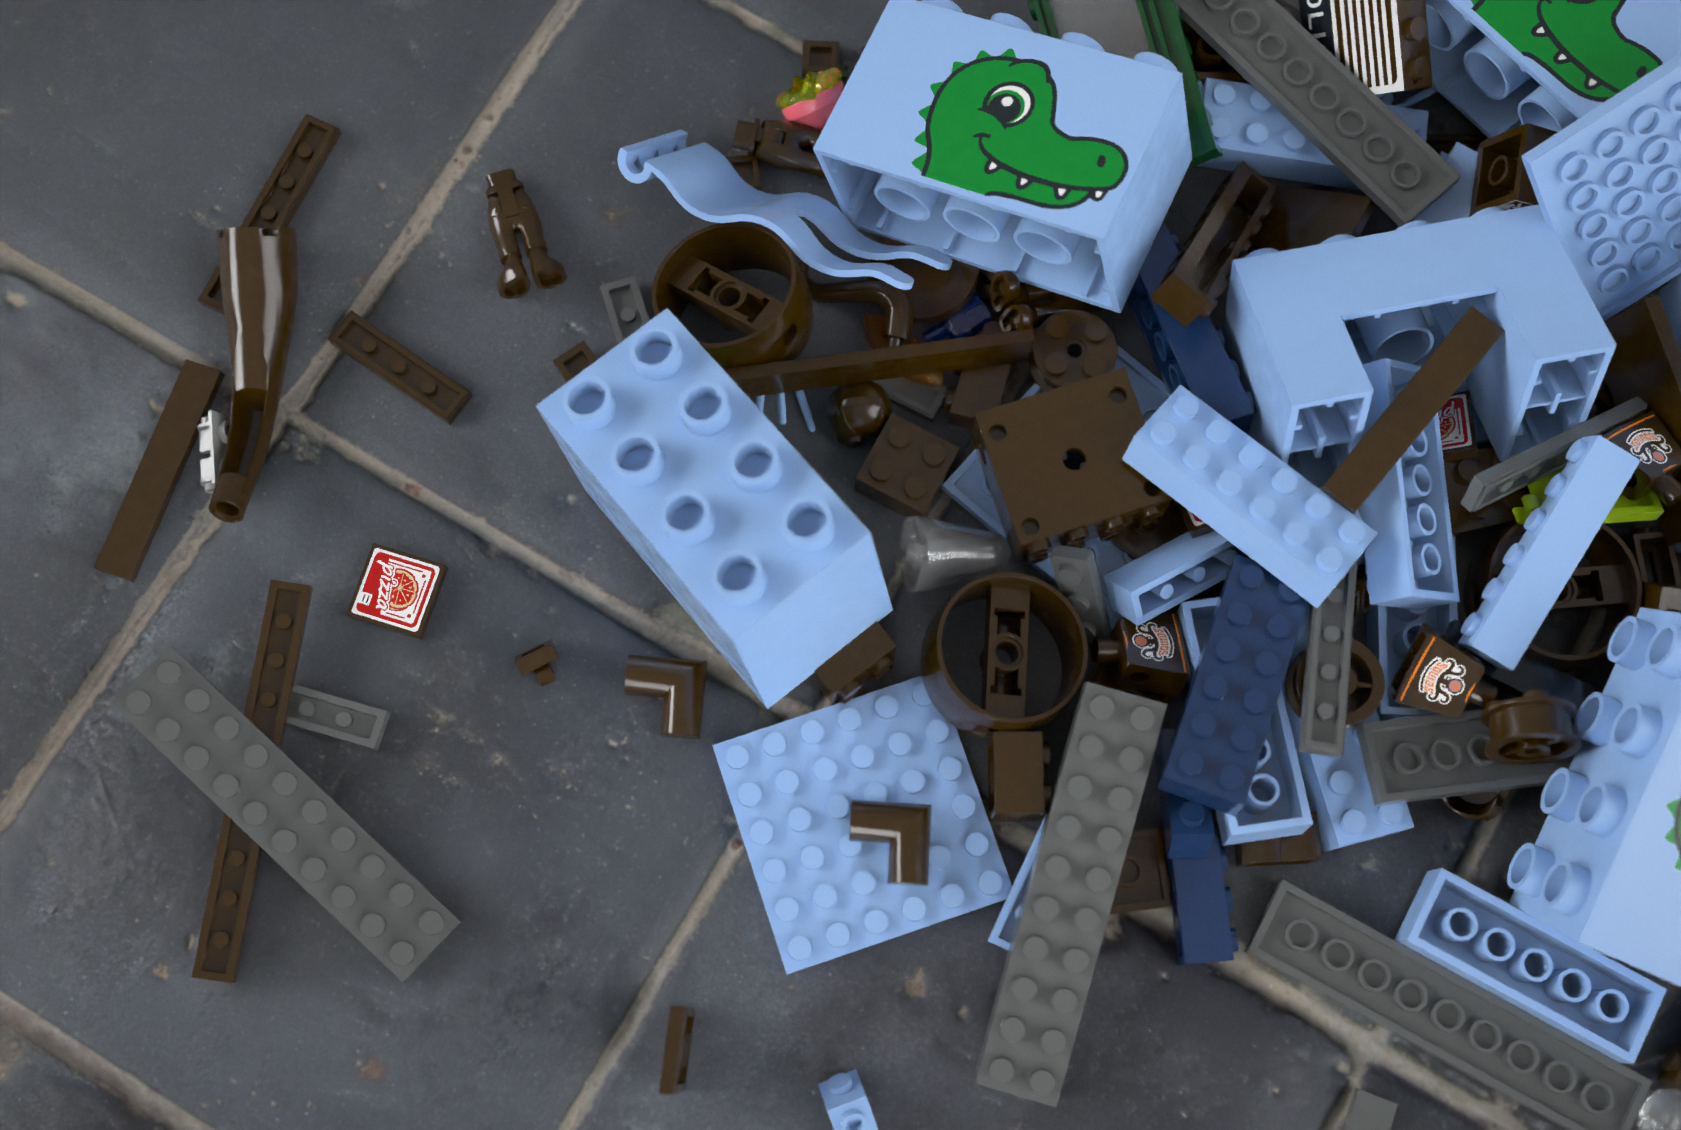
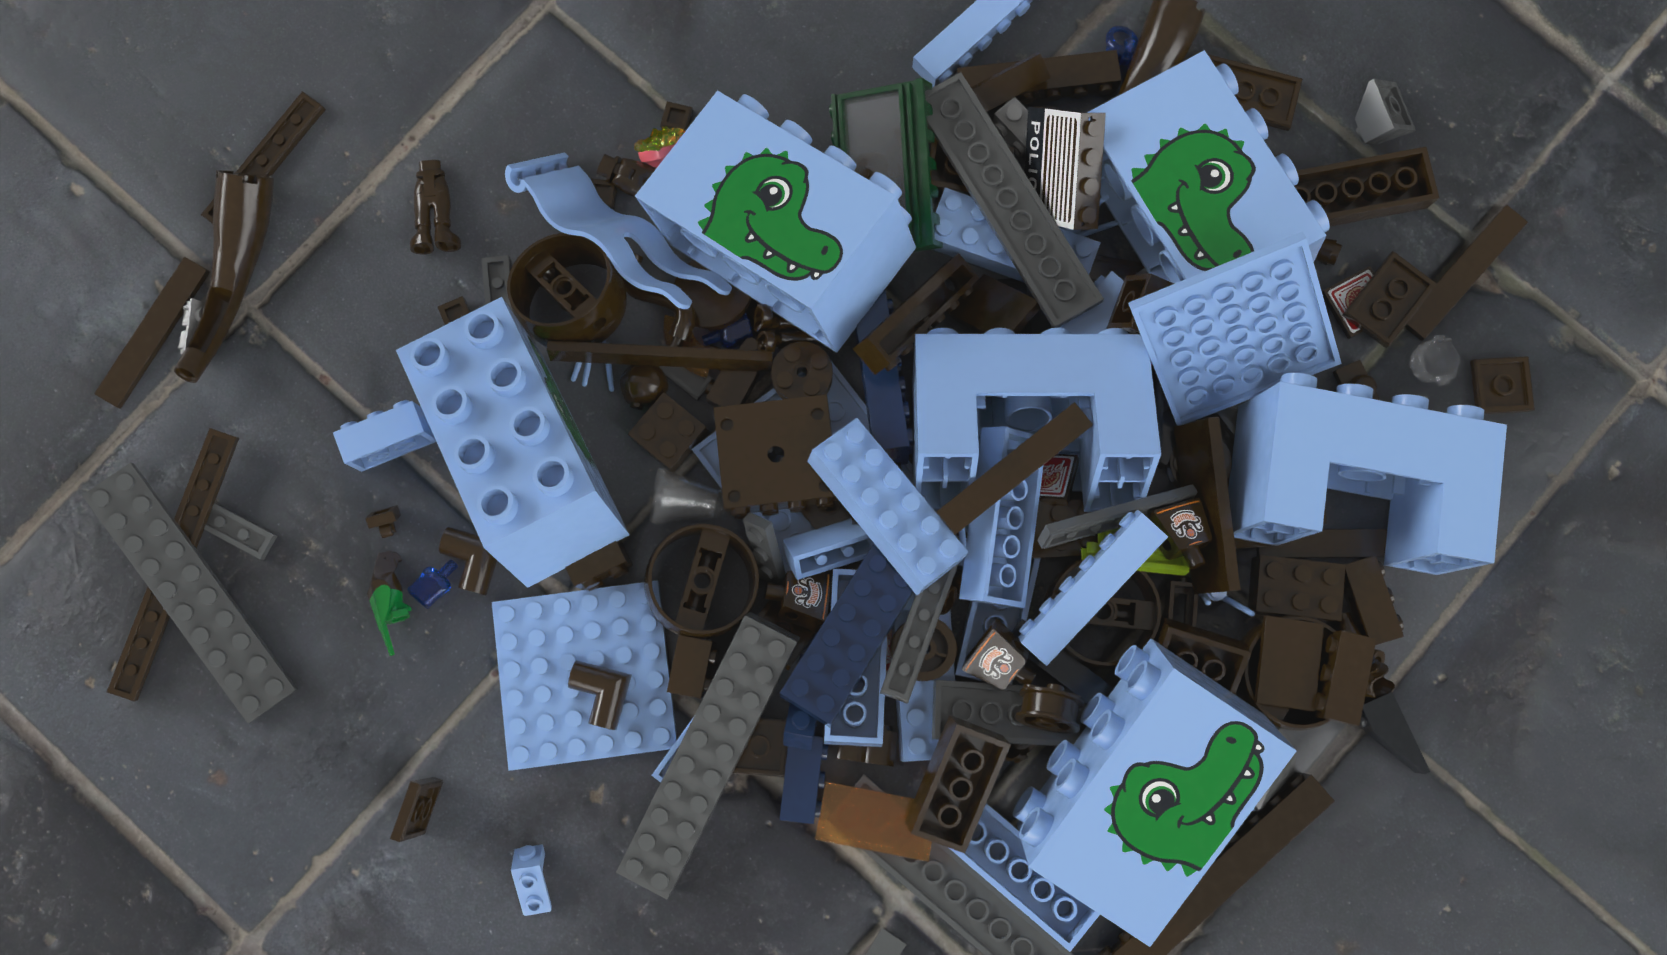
camera: 15 degrees right, 5 degrees up
(397, 591) = (298, 450): tile -> none
(400, 367) = (332, 290): dark brown tile -> none
(520, 543) = (384, 436): none -> light blue brick
(563, 765) = (387, 595): none -> animal
(624, 737) = (432, 584): none -> clear blue piece
(1319, 939) = (869, 821): none -> clear orange tile
(1431, 857) = (957, 784): none -> dark brown brick

